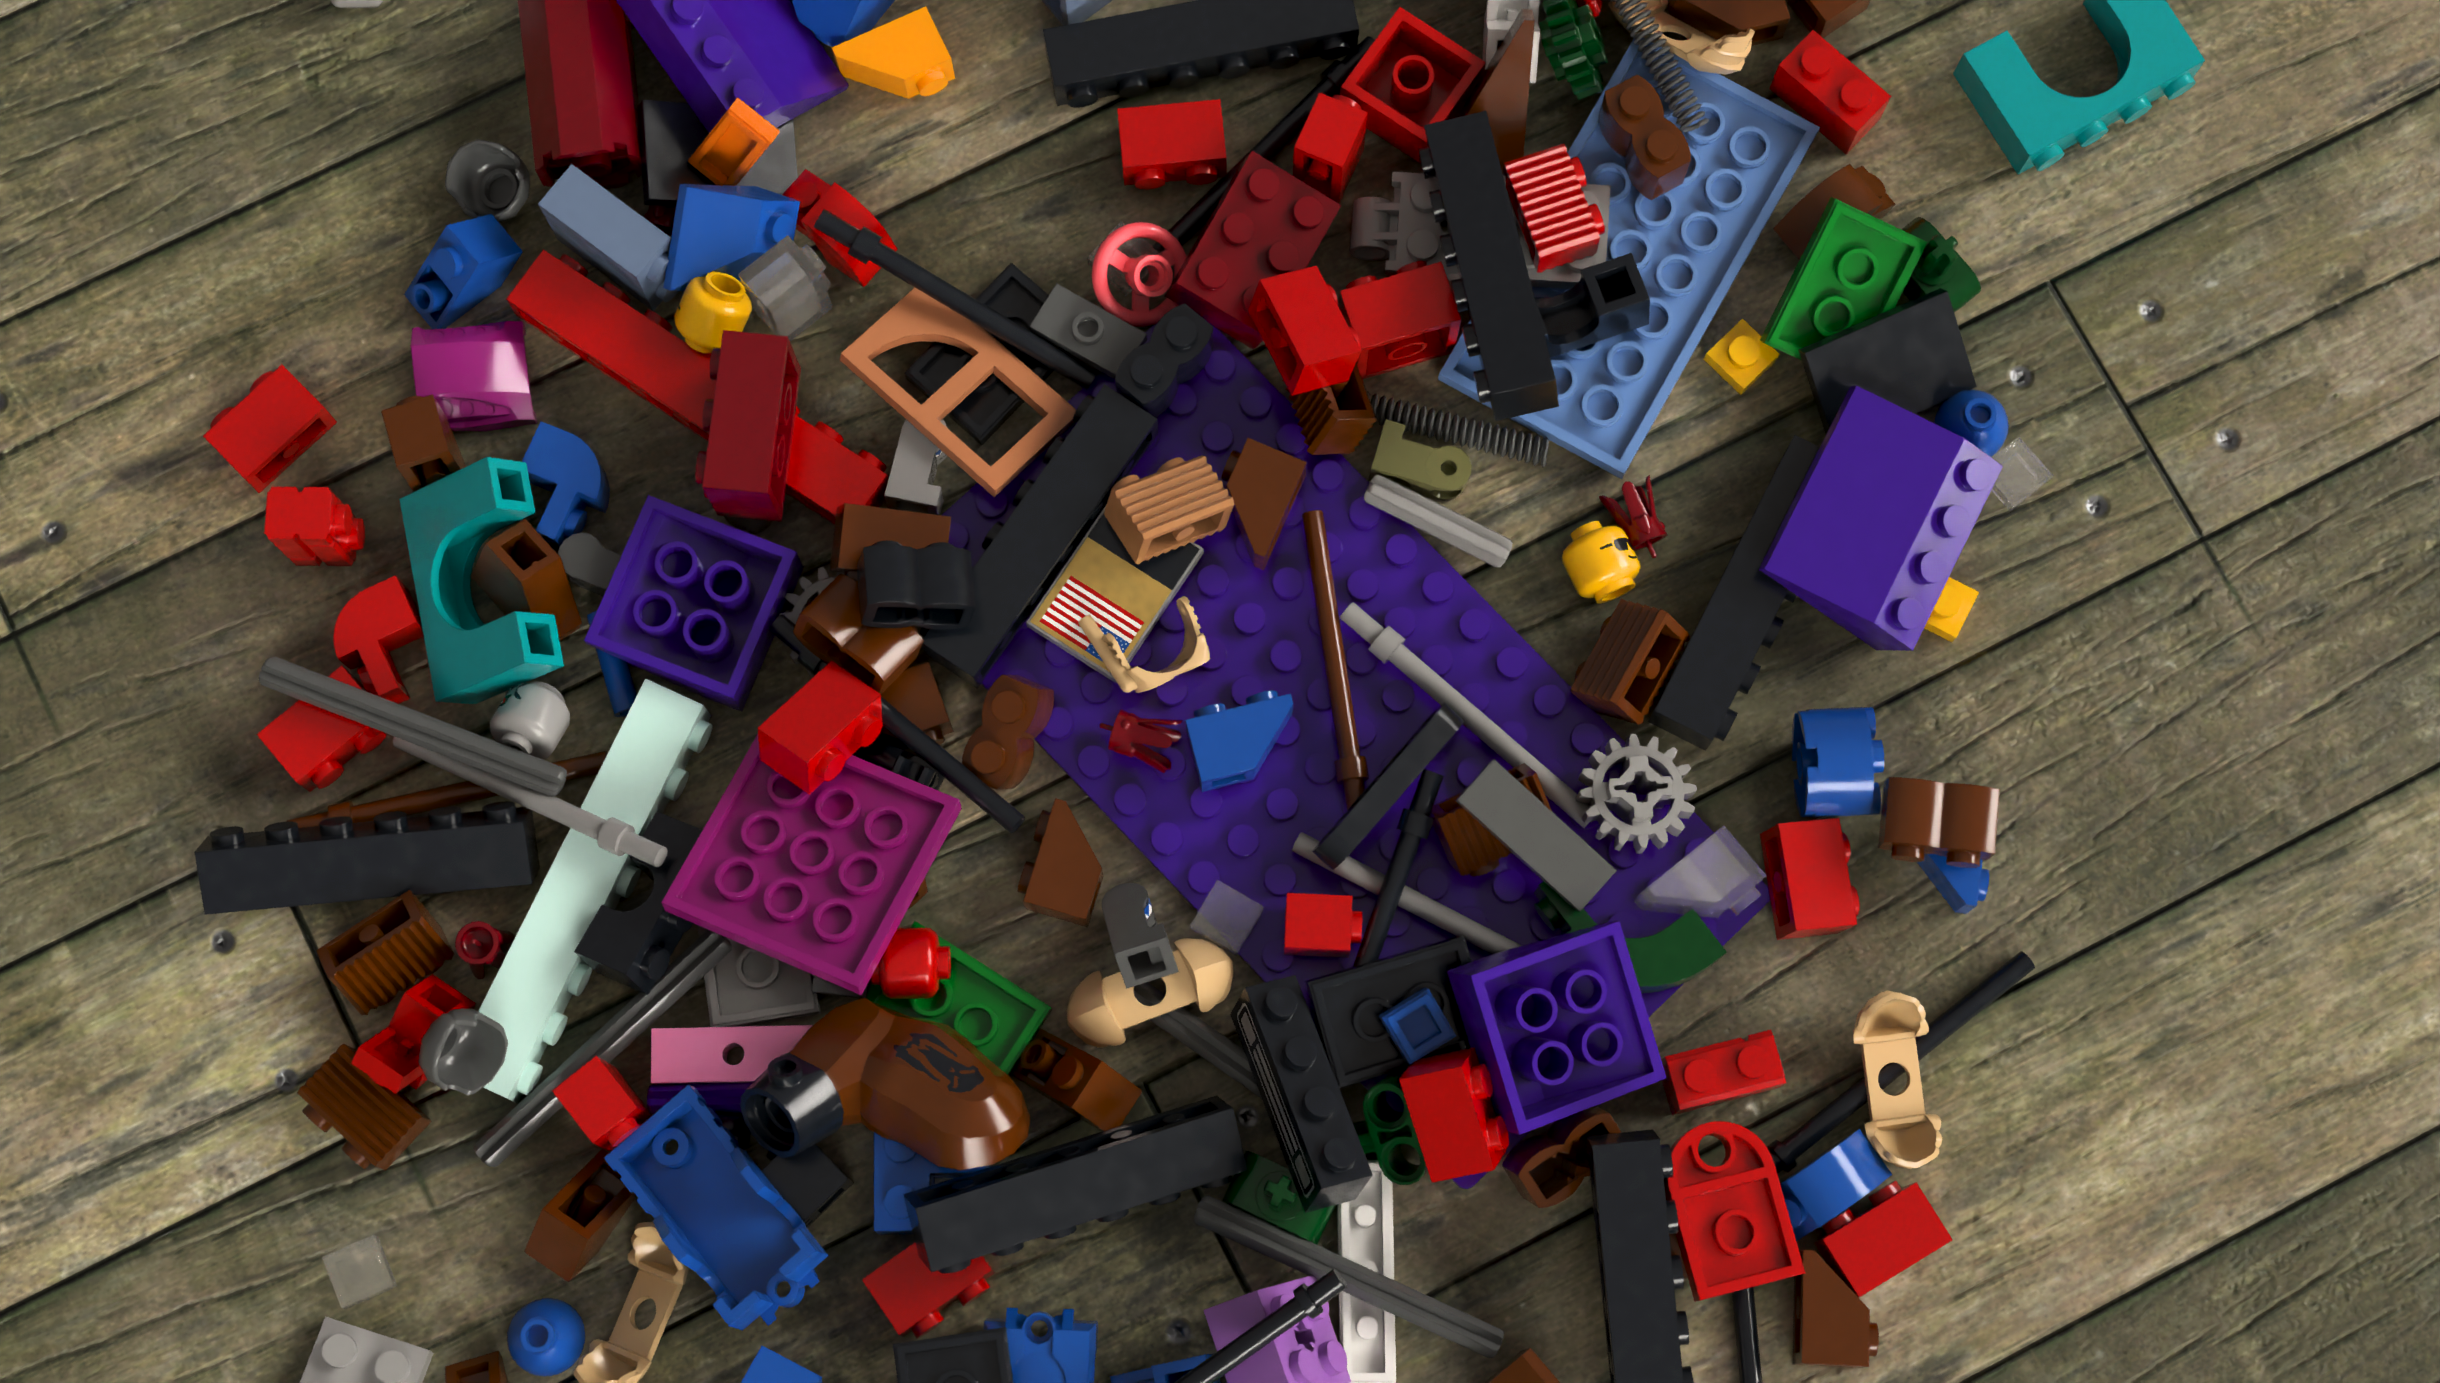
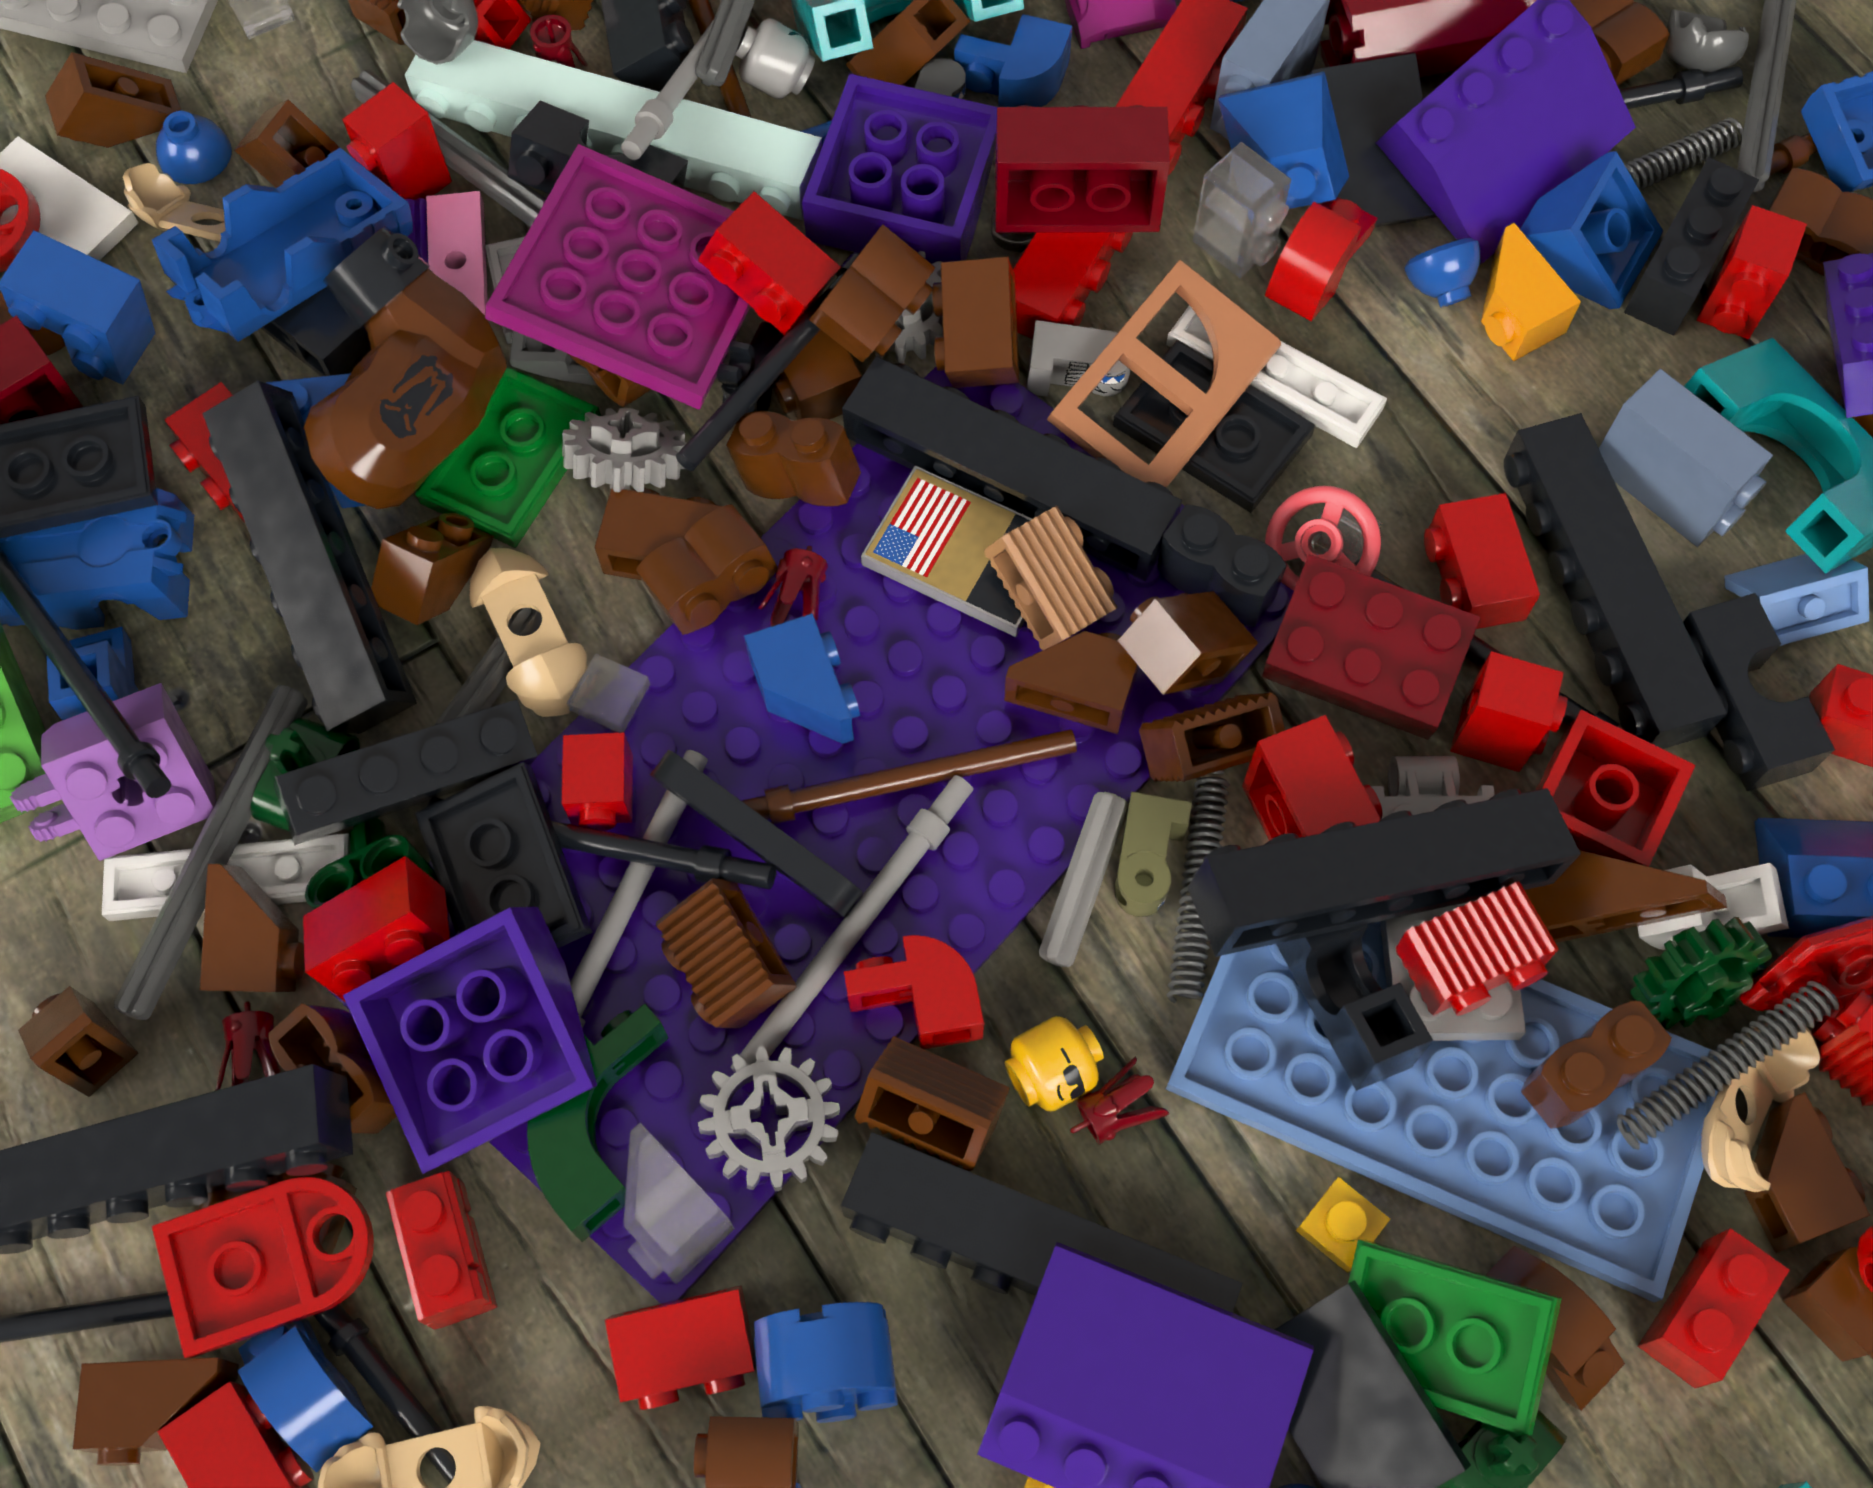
camera: 85 degrees right, 10 degrees down
(709, 307) = (1201, 139): yellow head -> none
(733, 145) = (1380, 123): orange tile -> none
(861, 118) = (1446, 271): none -> blue brick
(866, 246) = (1295, 264): black bar -> none
(913, 965) = (542, 389): red head -> none
(915, 586) = (925, 326): black brick -> none
(966, 264) = (1301, 384): none -> white tile
(977, 891) = (623, 449): none -> light grey gear
(1086, 331) = (1252, 488): dark grey plate -> none
(1117, 818) = (707, 569): none -> reddish brown brick
(1135, 936) = (578, 596): dark grey leg -> none
(1193, 653) = (860, 566): tan helmet -> none
(1246, 398) = (1186, 640): none -> reddish brown brick
(1304, 330) = (1270, 680): red brick -> none
(1417, 1025) = (480, 884): blue tile -> none
(1440, 1240) = (246, 937): none -> reddish brown slope
(1527, 1240) = (243, 1034): none -> dark red piece
(1532, 647) = (933, 980): none -> red brick
(1535, 835) = (694, 986): dark grey tile -> none

